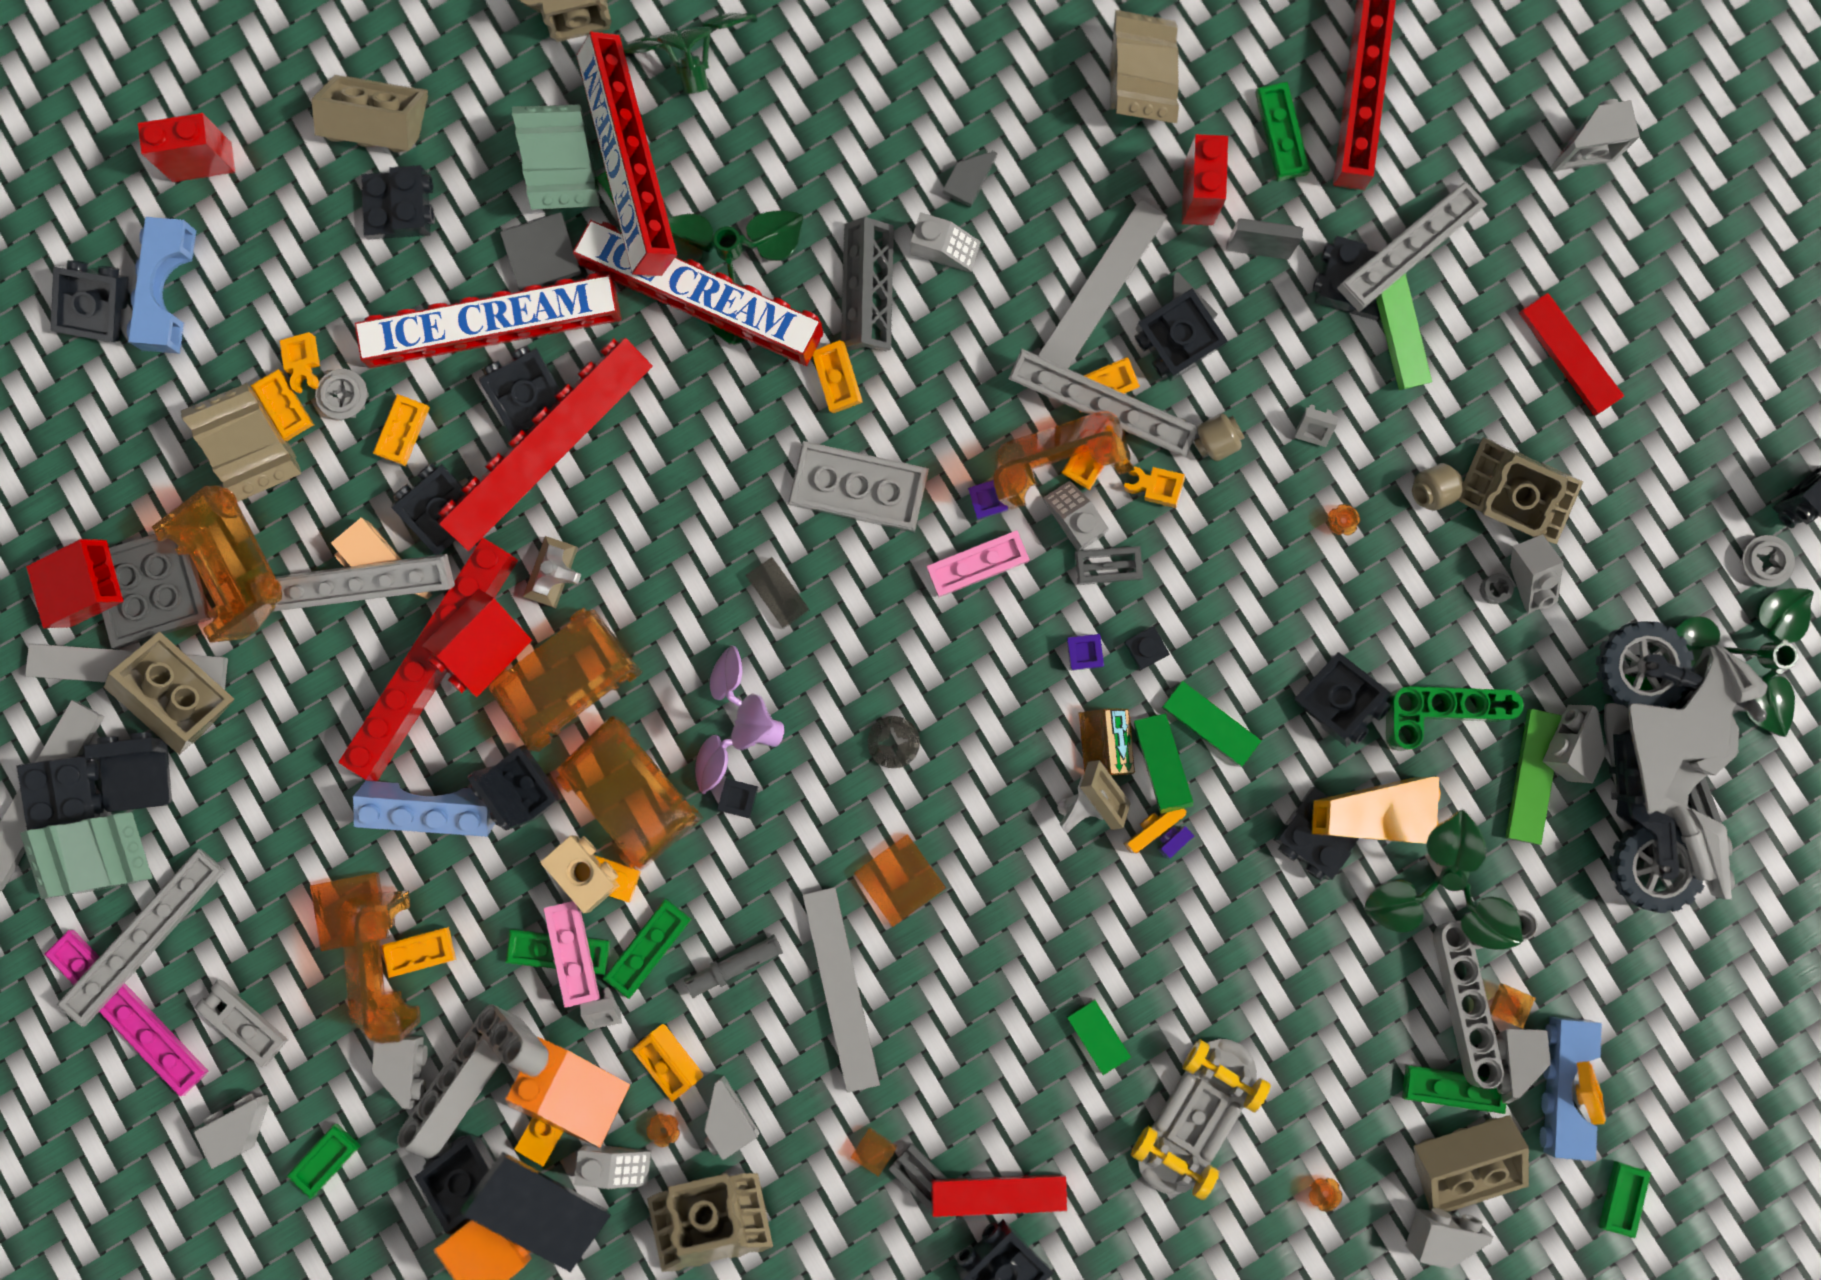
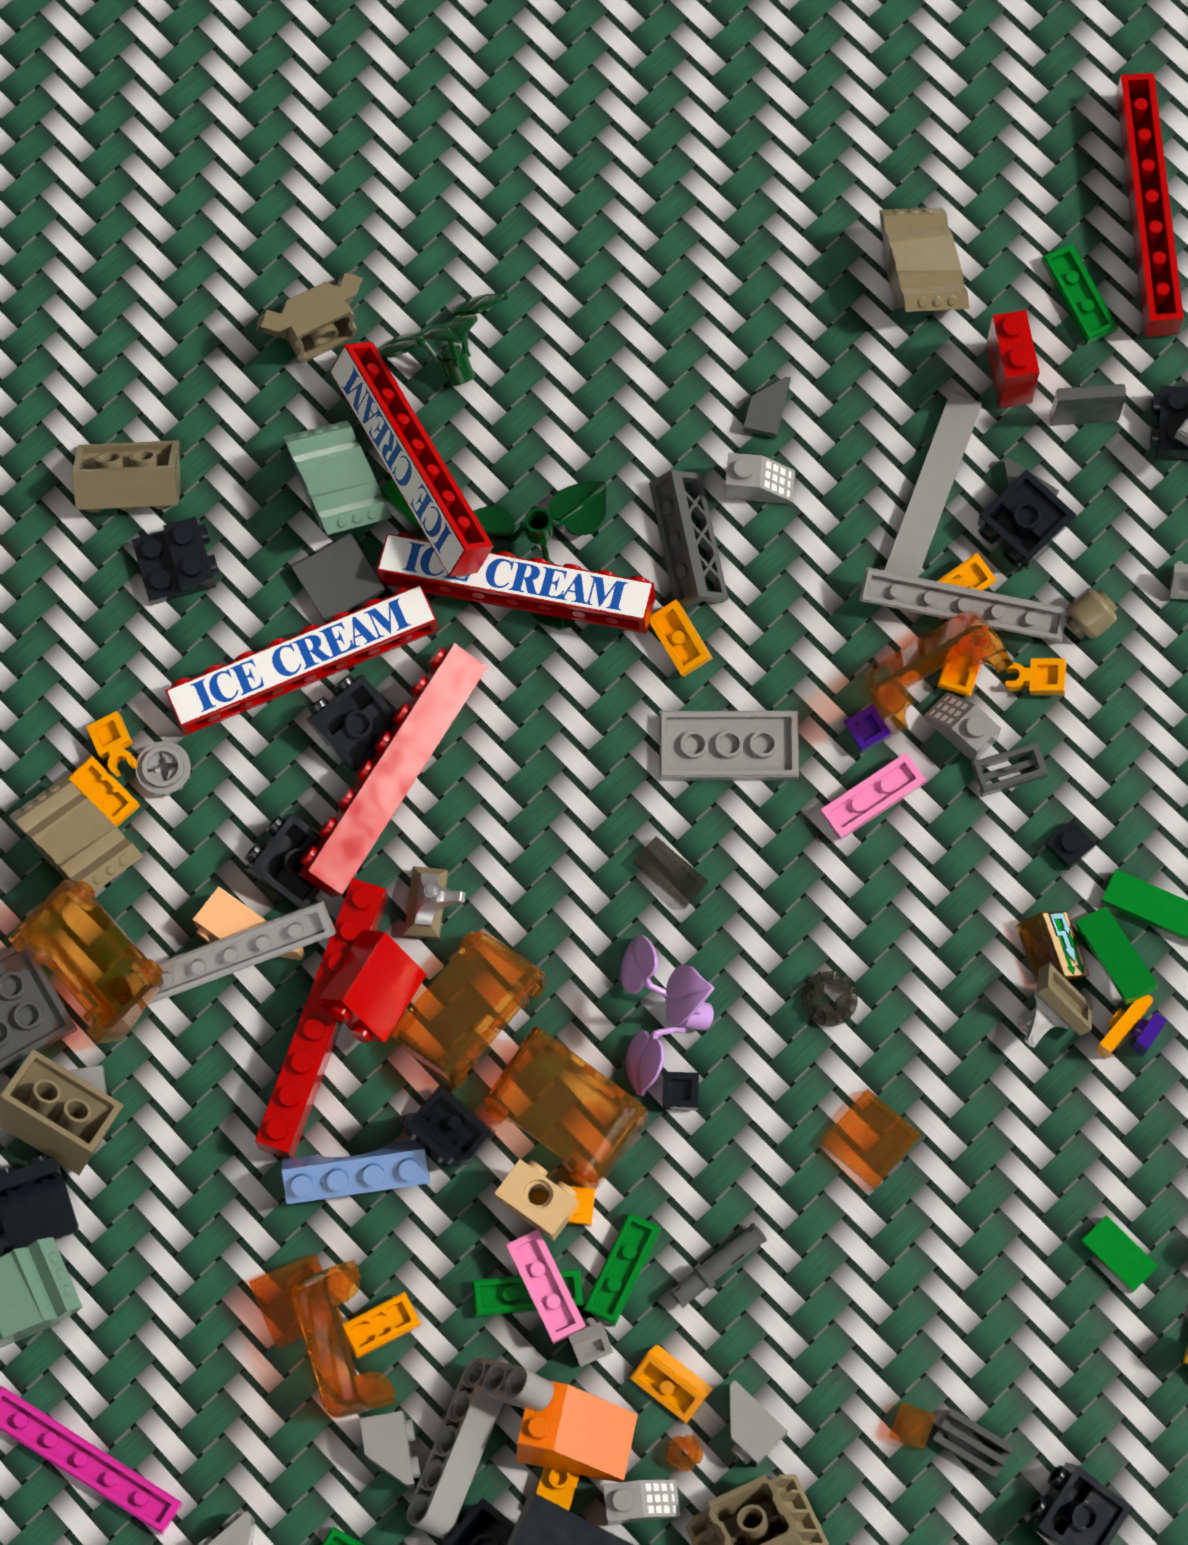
camera: 10 degrees left, 10 degrees down
(141, 938) = (82, 1375): light grey tile -> none
(241, 1024) = (210, 1442): light grey plate -> none
(401, 430) = (235, 791): light orange plate -> none
(841, 990) = (837, 1265): light grey tile -> none
(998, 1195) = (1055, 1439): red tile -> none
(1085, 652) = (1007, 862): dark purple plate -> none

